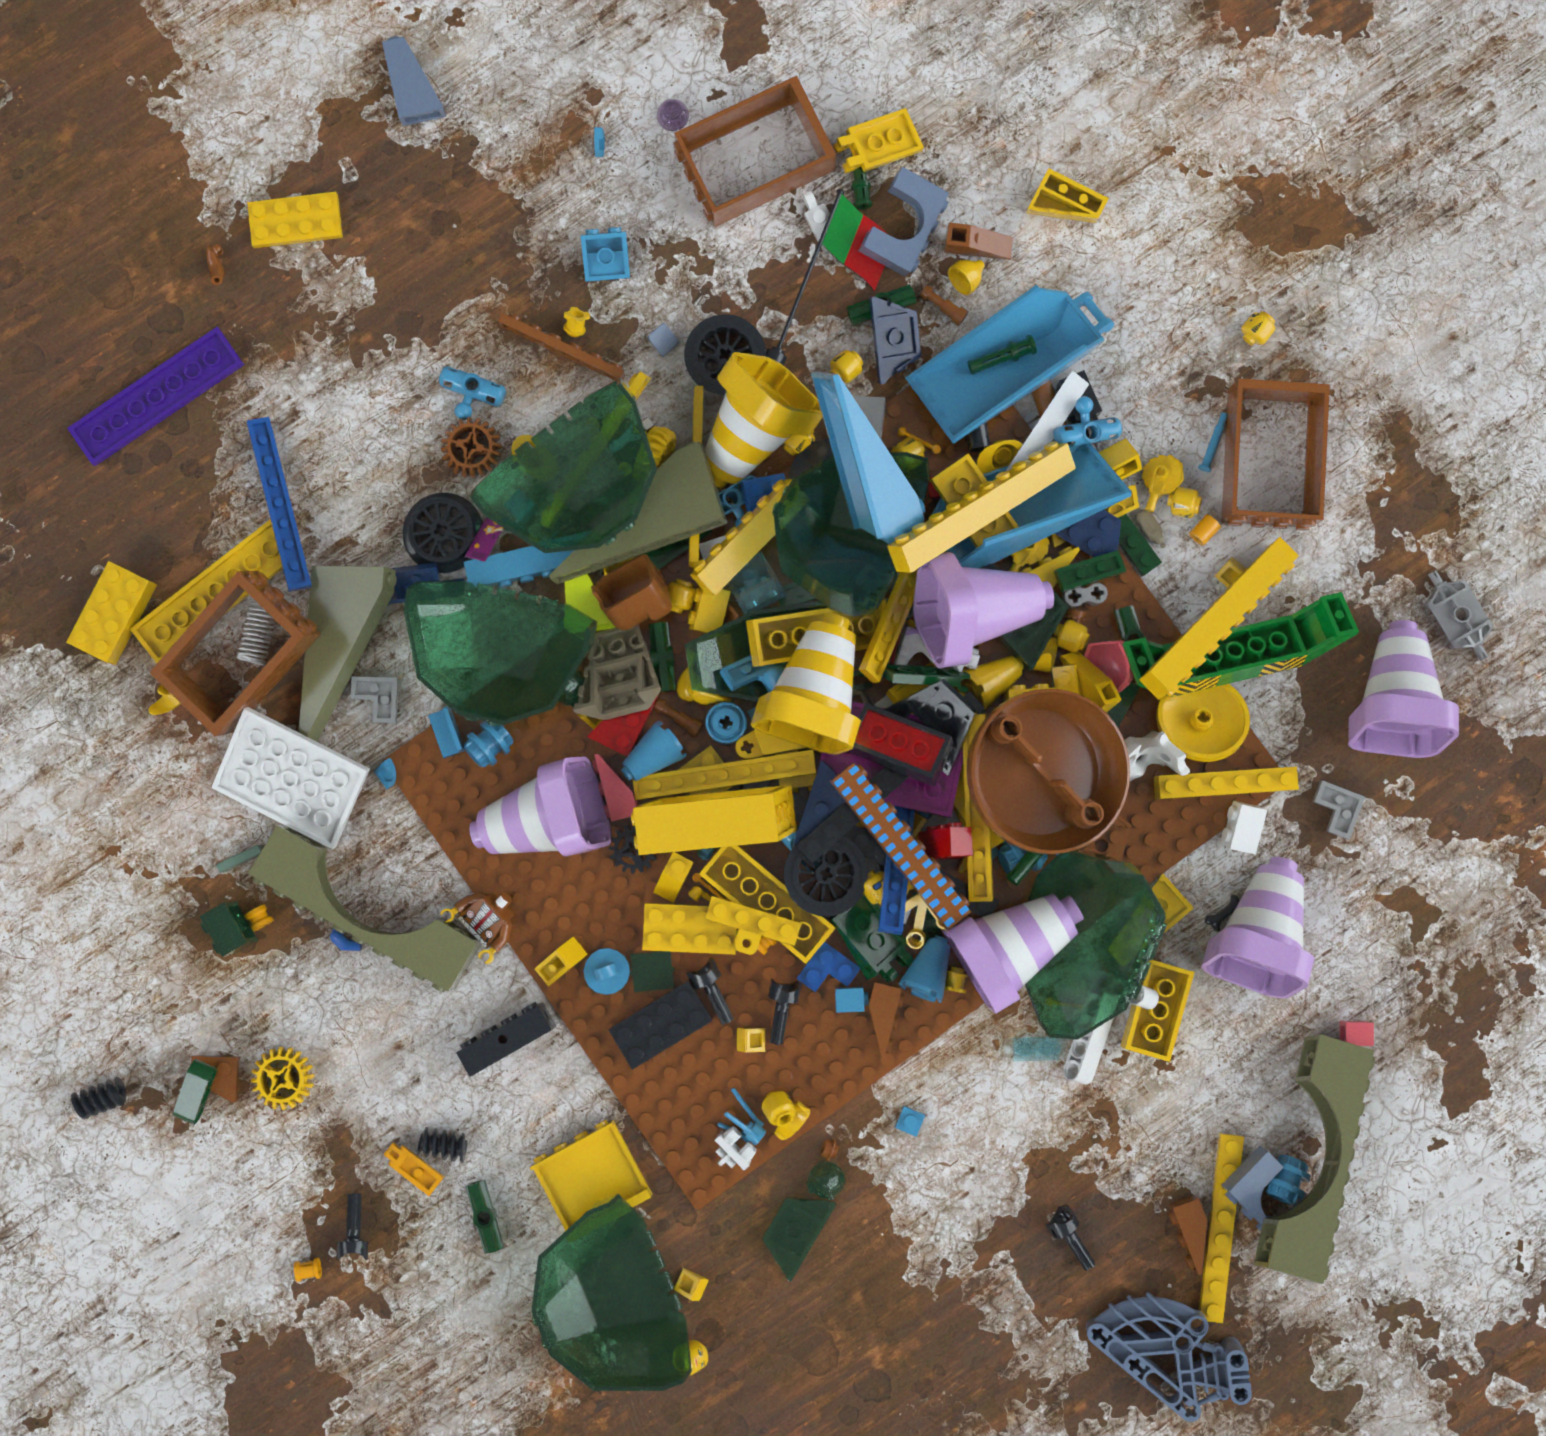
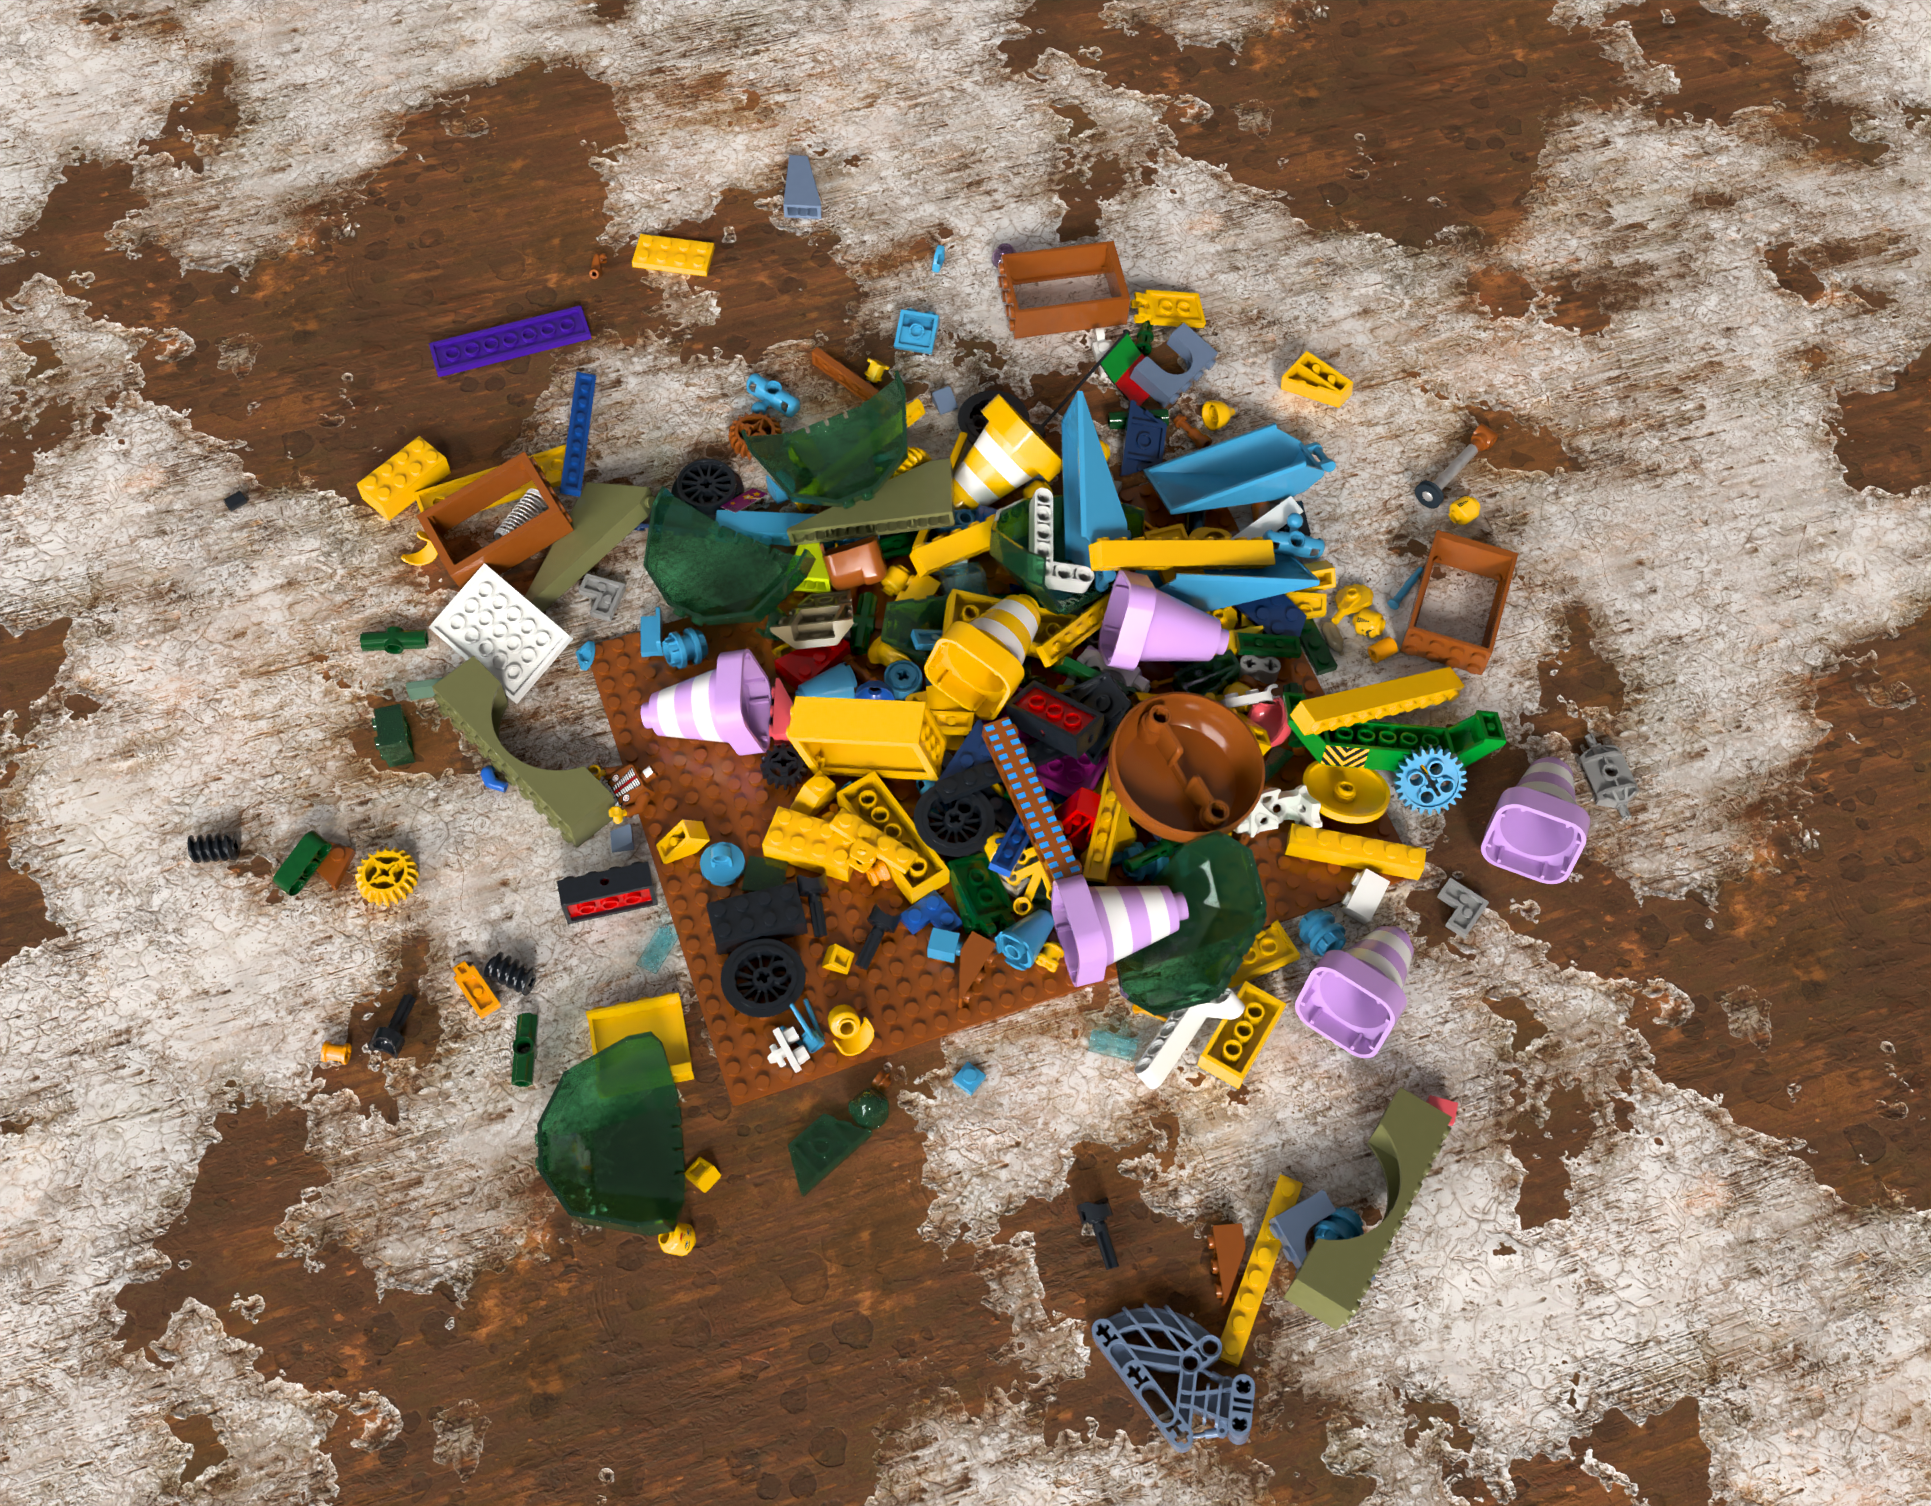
camera: 15 degrees right, 25 degrees down
(182, 812) = (394, 640): none -> dark green piece
(258, 917) = (424, 738): light orange wheel -> none
(498, 969) = (622, 839): none -> sand blue slope
(573, 1077) = (658, 949): none -> clear light blue hinge
(703, 751) = (884, 693): none -> blue piece
(714, 1068) = (782, 959): none -> black piece
(835, 536) = (1043, 546): none -> white beam
(977, 241) = (1232, 392): dark orange slope -> none
(1013, 350) = (1241, 471): dark green pin -> none
(1086, 646) = (1252, 696): none -> white plate
(1210, 879) = (1321, 932): none -> dark azure piece
(1258, 227) = (1431, 493): none -> piece
(1296, 672) = (1448, 769): none -> gear

